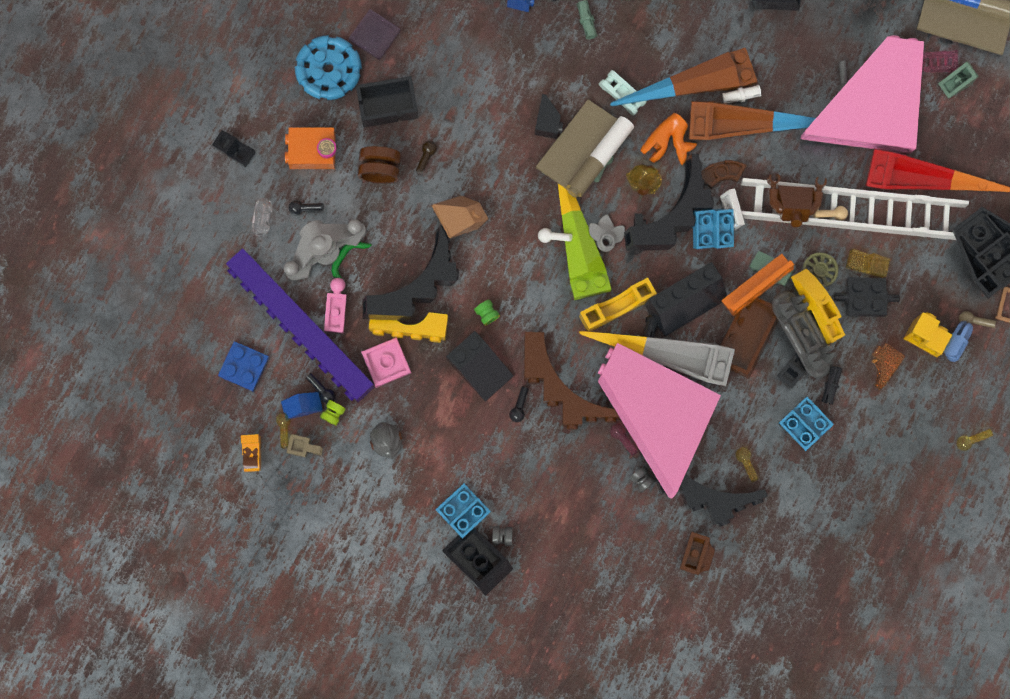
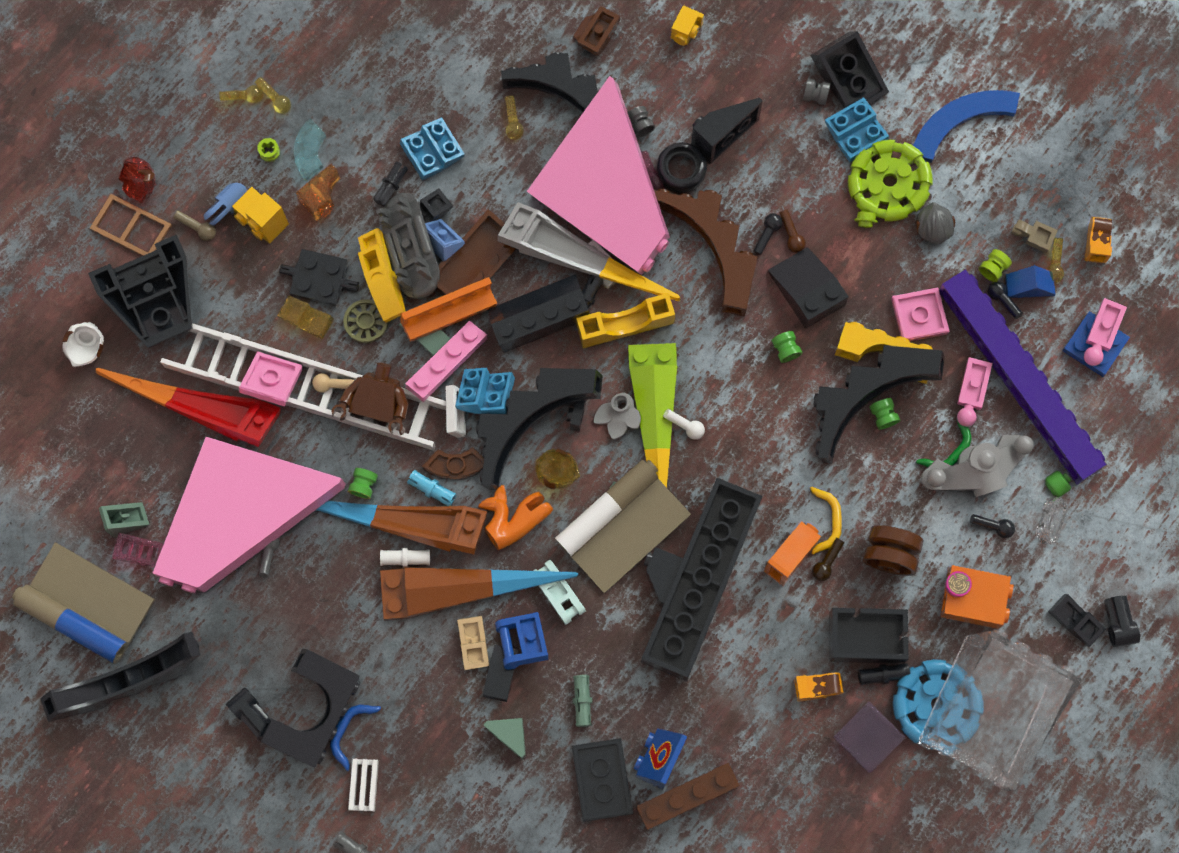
camera: 165 degrees left, 5 degrees down
(200, 150) = (1122, 628): none -> black piece
(239, 370) = (1103, 331): none -> bright pink plate
(259, 250) = (1058, 483): none -> bright green piece
(286, 61) = (998, 707): none -> clear windscreen
(379, 76) = (883, 674): none -> black pin
(382, 542) = (961, 110): none -> blue tile
(401, 274) = (884, 413): none -> bright green wheel
(417, 62) = (818, 686): none -> leg
(424, 184) = (836, 519): none -> yellow animal
(434, 459) = (893, 167): none -> lime plate
(442, 433) = (866, 219): none -> lime plate
(454, 150) = (792, 553): none -> orange slope
(460, 215) = (800, 469): medium nougat slope -> none
(495, 404) = (795, 241): none -> reddish brown bar
(517, 119) = (701, 579): none -> black brick
(577, 478) = (724, 127): none -> black slope
(592, 460) = (685, 150): none -> black wheel
(622, 572) = (686, 25): none -> yellow brick
(635, 53) = (530, 640): none -> blue plate
(650, 26) = (498, 678): none -> black slope
(675, 45) = (473, 642): none -> tan slope
(735, 150) = (431, 488): none -> medium azure pin
(749, 246) = (446, 361): none -> bright pink plate
(778, 345) = (443, 239): none -> medium blue slope
(788, 141) = (362, 482): none -> bright green wheel
(880, 204) = (270, 378): none -> bright pink tile
(907, 402) = (307, 148): none -> clear light blue tile
(939, 439) = (281, 103): none -> clear yellow bar
(943, 393) = (267, 156): none -> lime bush

